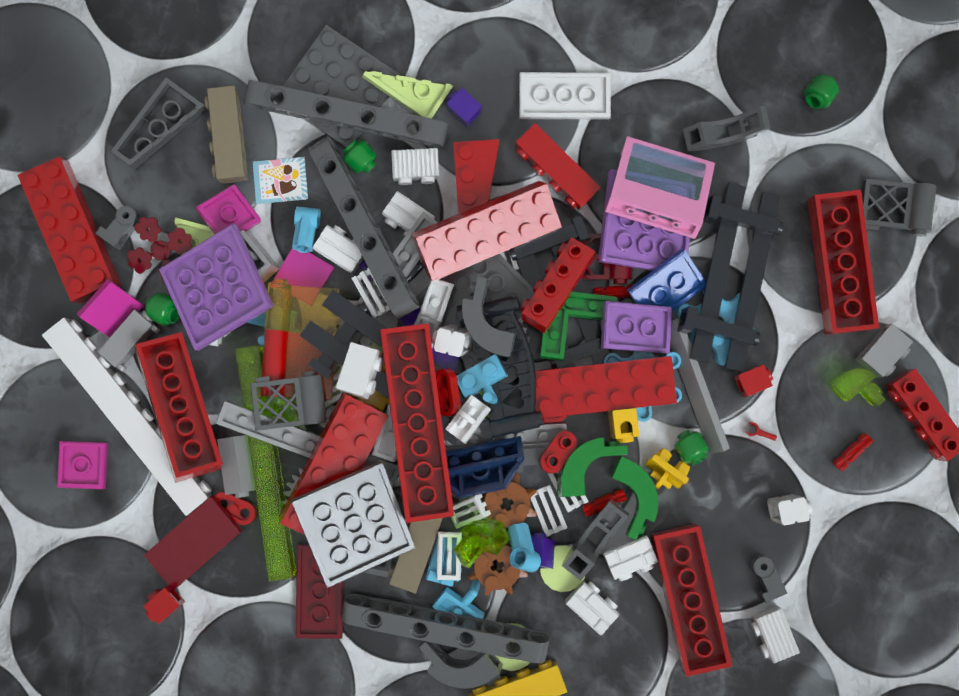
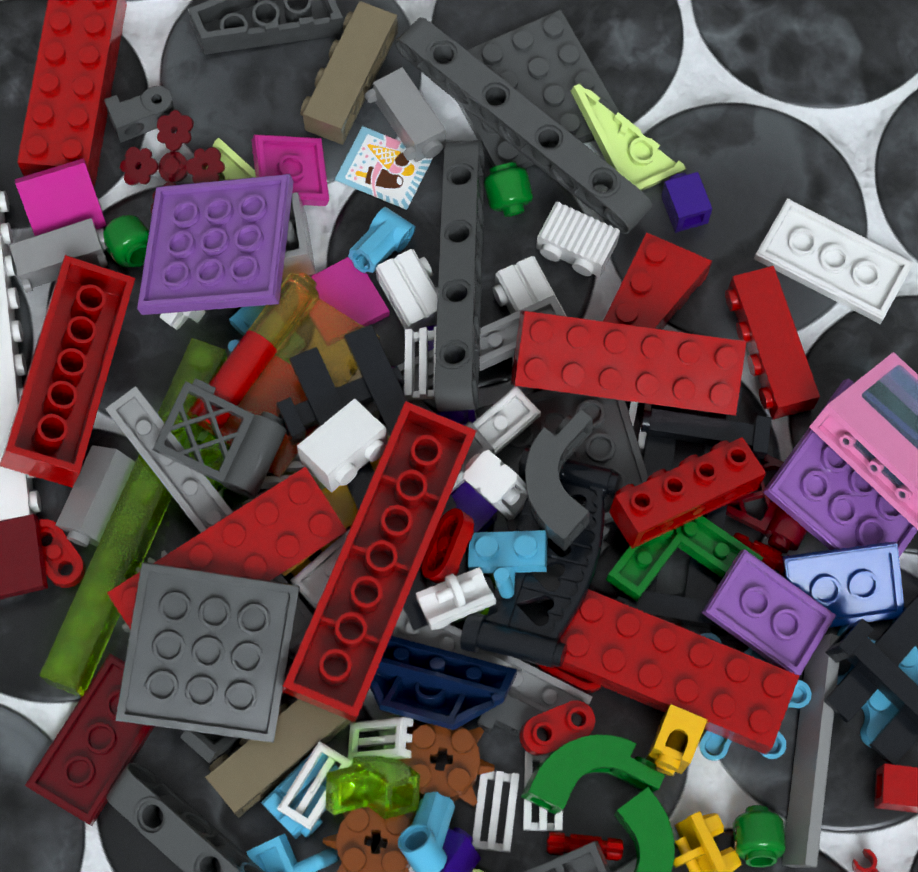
camera: 25 degrees right, 15 degrees down
(276, 142) = (408, 115): none -> light grey brick

